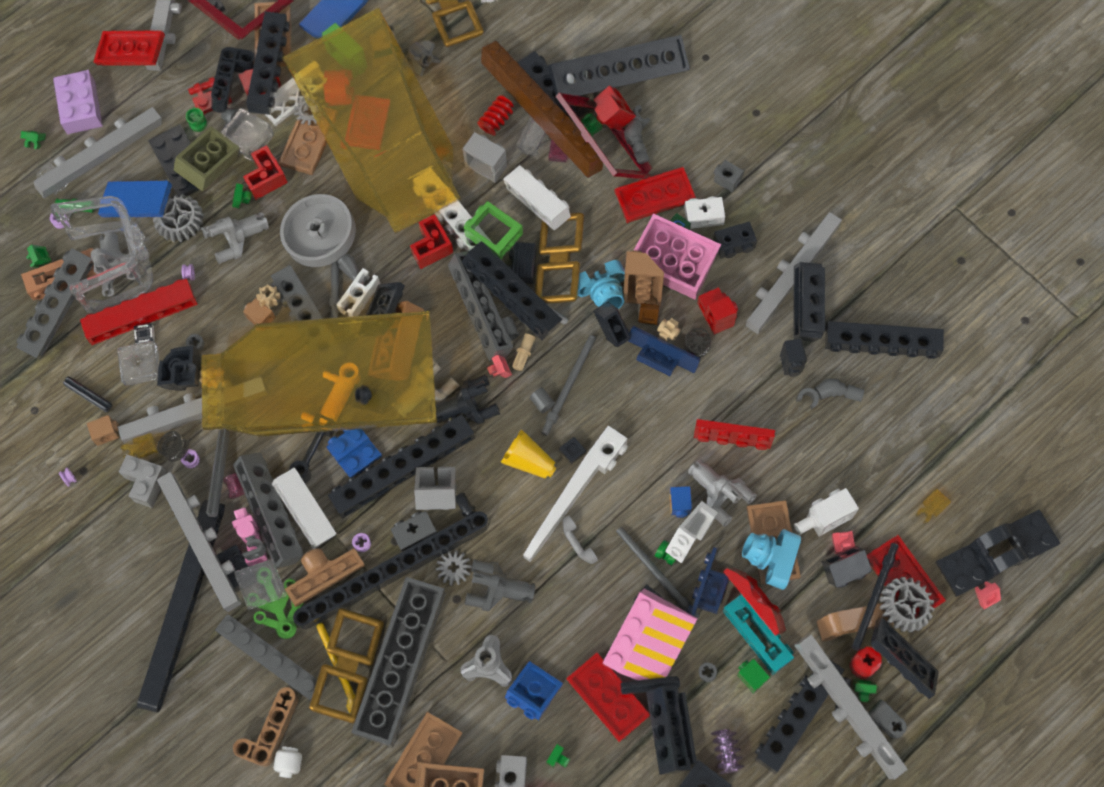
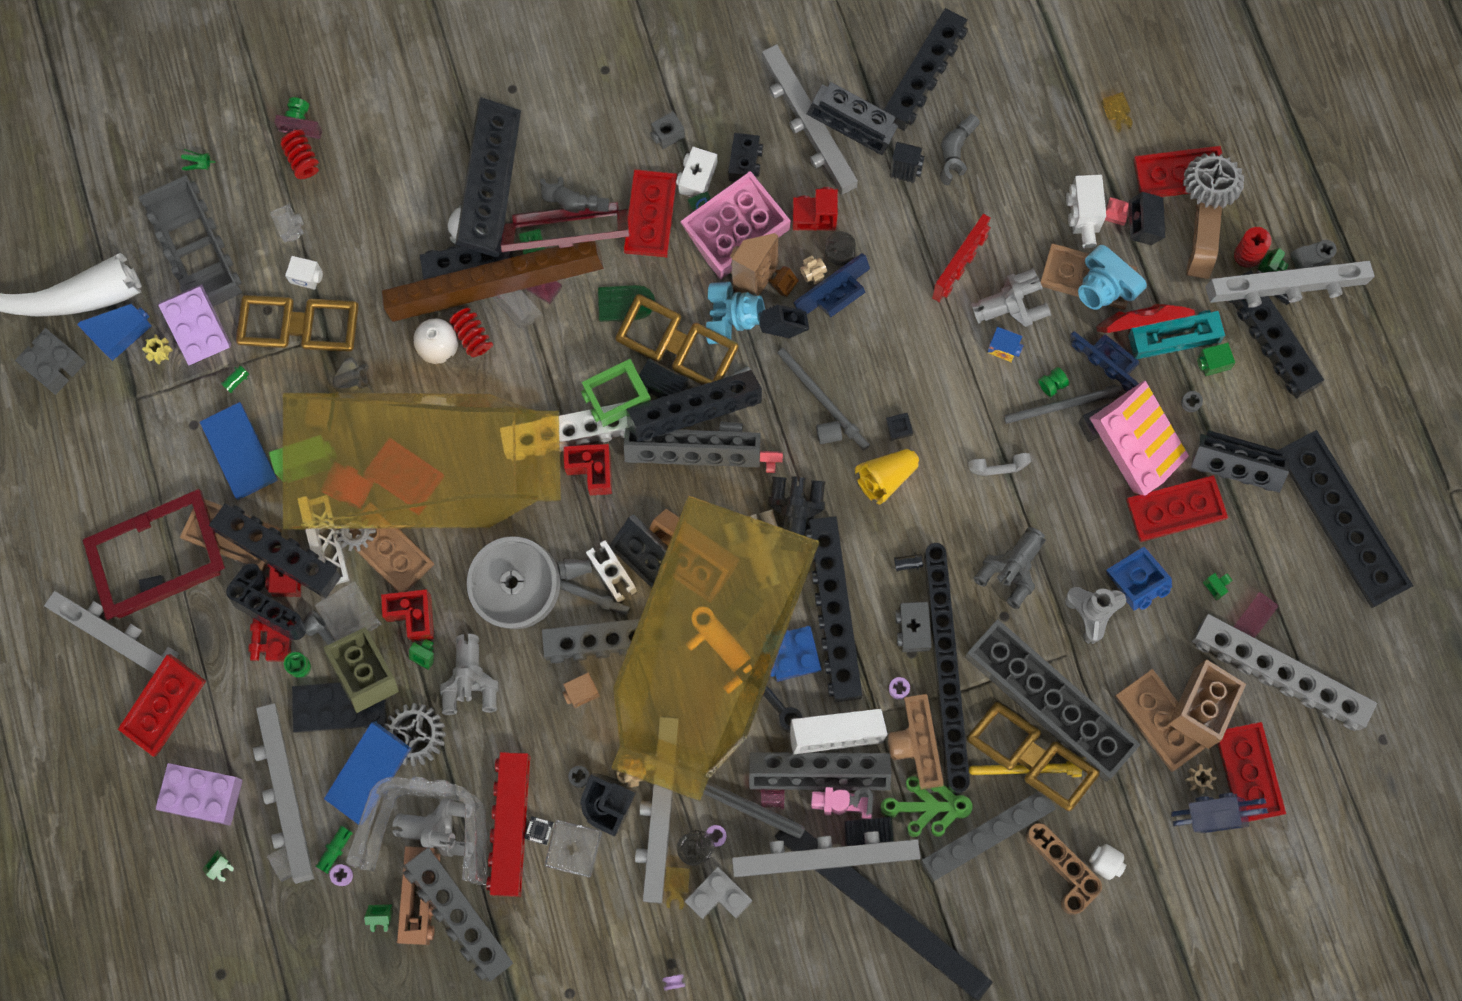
camera: 65 degrees left, 5 degrees up
(87, 394) = (581, 923): black axle -> none
(103, 430) = (637, 919): medium nougat brick -> none
(188, 272) = (488, 750): lavender bush -> none
(260, 584) = (903, 811): clear tile -> none
(263, 296) = (566, 663): tan gear -> none
(363, 395) = (748, 608): black plate -> none
(434, 496) = (889, 581): light grey piece -> none
(459, 572) = (974, 612): light grey gear -> none
(479, 95) = (435, 340): none -> white cylinder
(485, 157) = (519, 364): light grey piece -> none
(523, 352) = (764, 427): tan axle -> none
(537, 197) = (595, 332): white brick -> none
(578, 204) = (616, 301): none -> dark green window
(593, 461) = (923, 412): white piece -> none
(613, 109) = (532, 205): red brick -> none
(647, 685) = (1185, 461): black axle -> none
(693, 527) = (1054, 358): white panel -> none
(727, 751) = (1282, 417): clear purple piece -> none
(887, 562) = (1162, 178): black bar -> none
(904, 658) = (1265, 208): black plate -> none
(973, 565) = (1193, 103): black piece -> none
(988, 595) = (1232, 105): coral tile -> none

